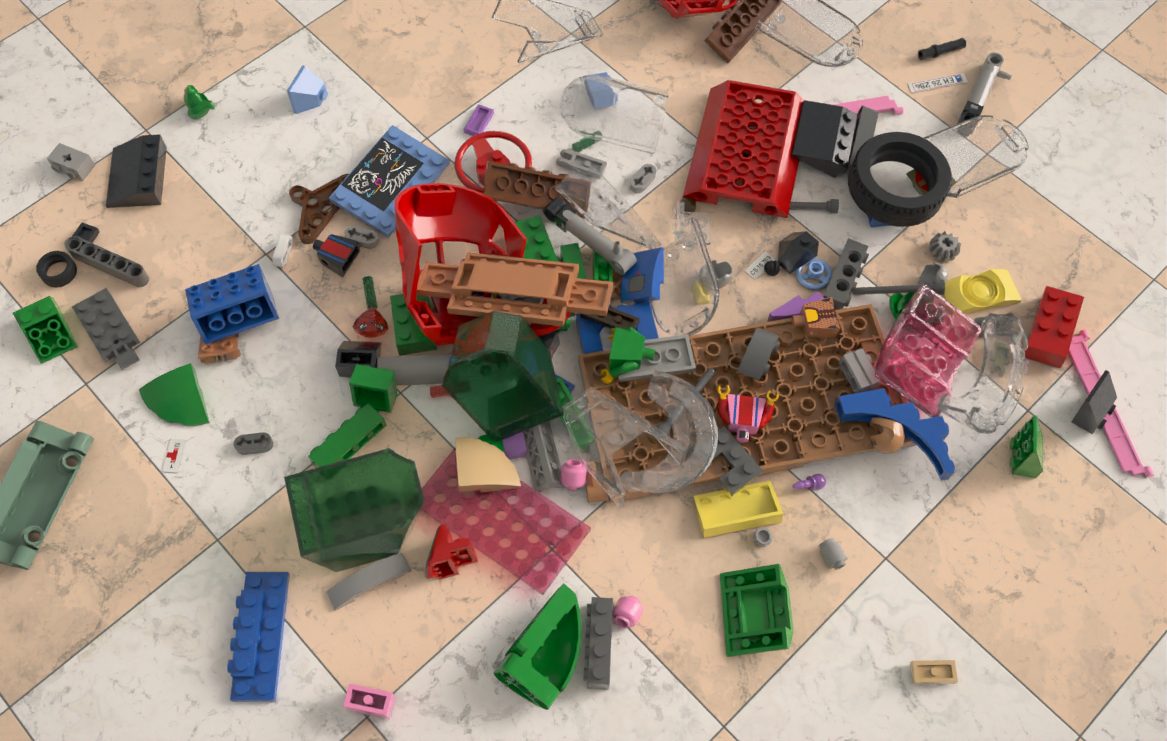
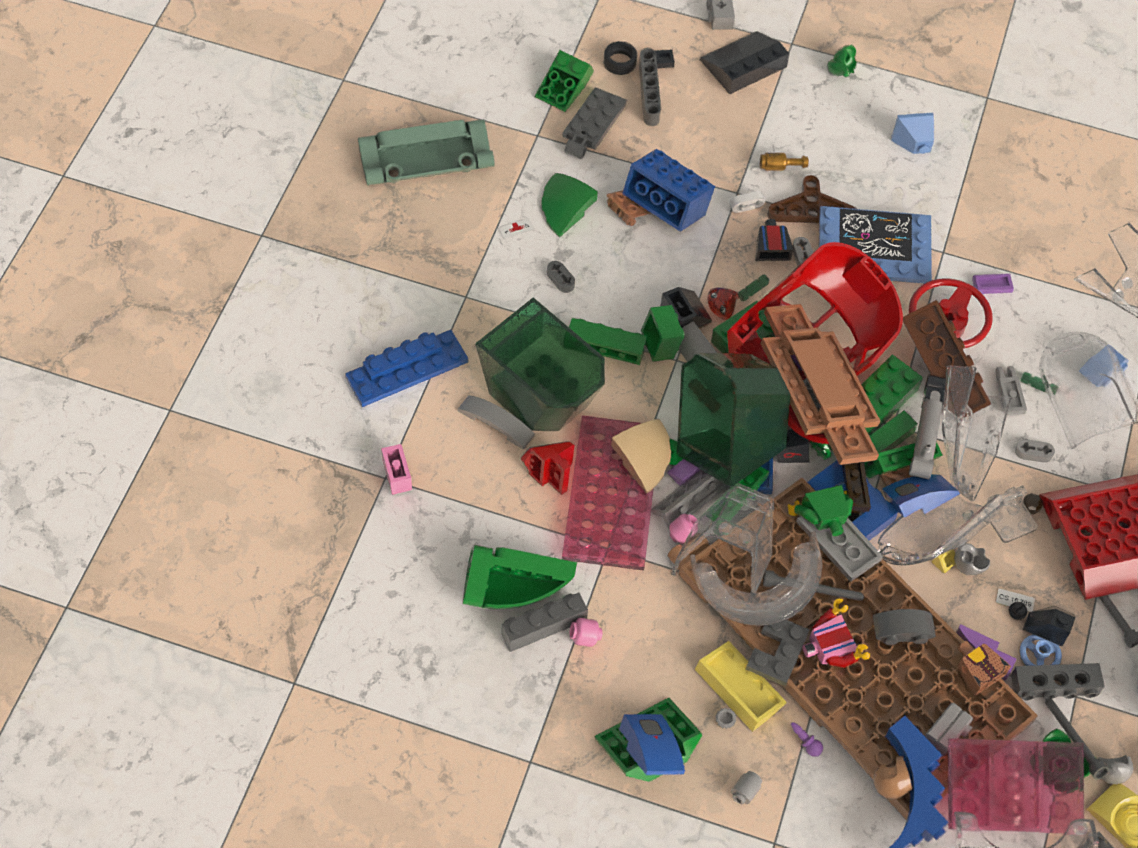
camera: 60 degrees right, 5 degrees down
(260, 204) = (778, 161): none -> pearl gold piece
(770, 611) = (652, 744): none -> blue slope

